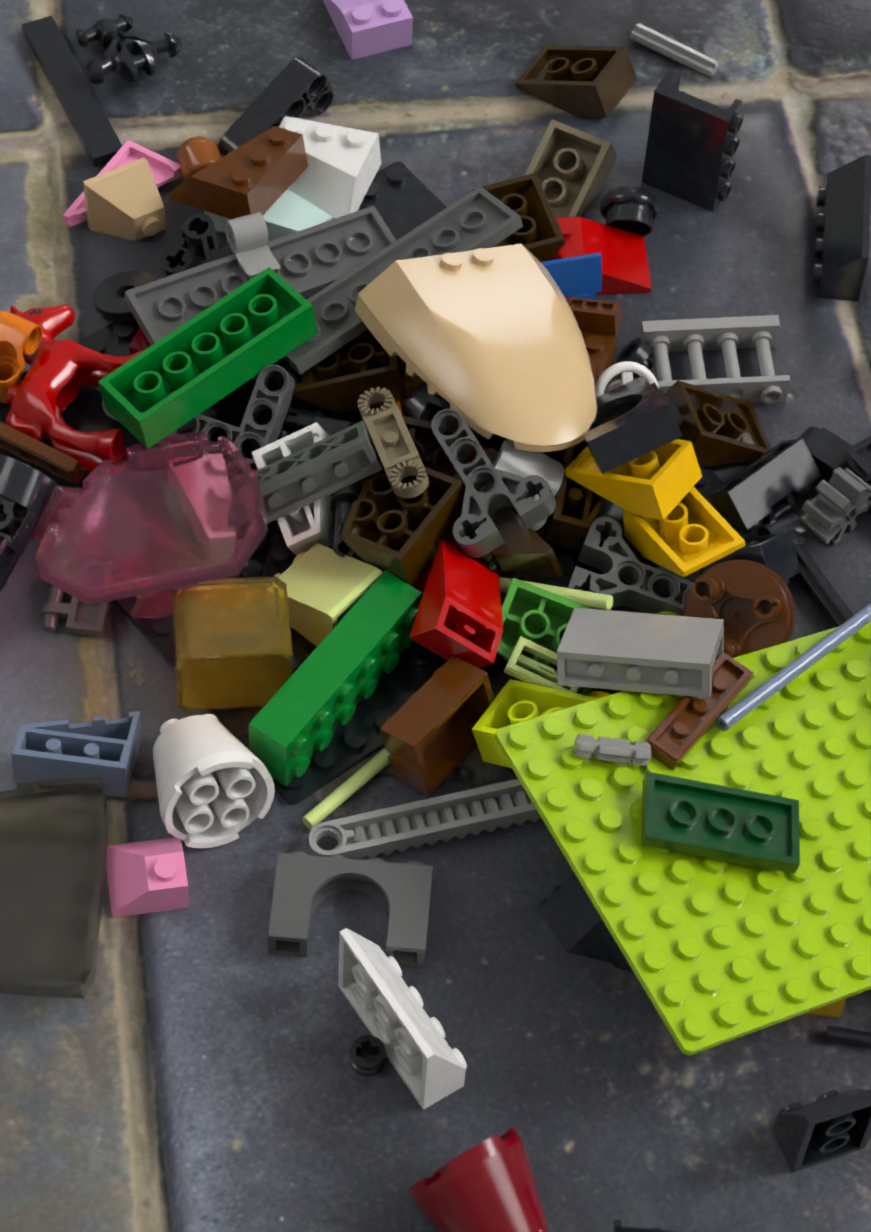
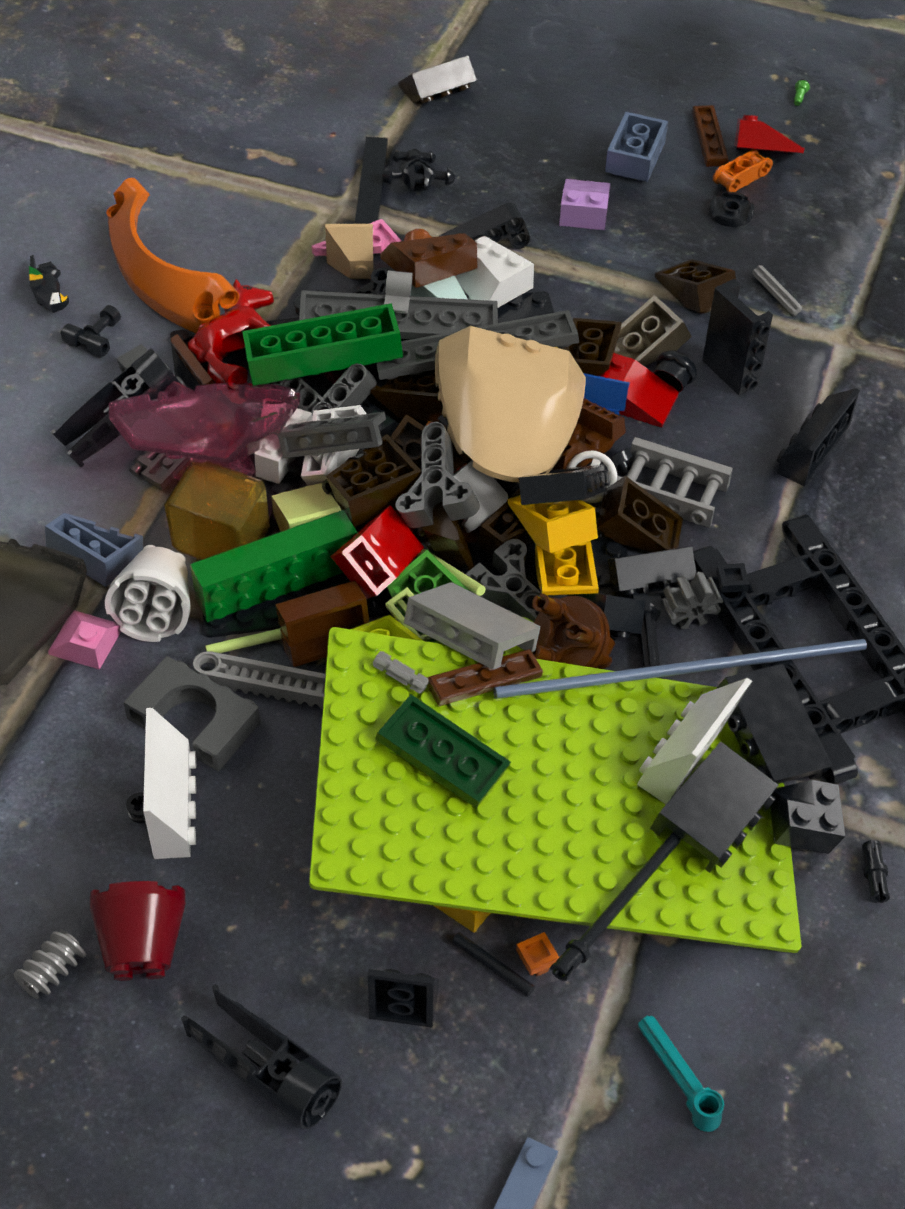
camera: 30 degrees right, 5 degrees down
(393, 443) = (395, 432): dark tan plate -> none

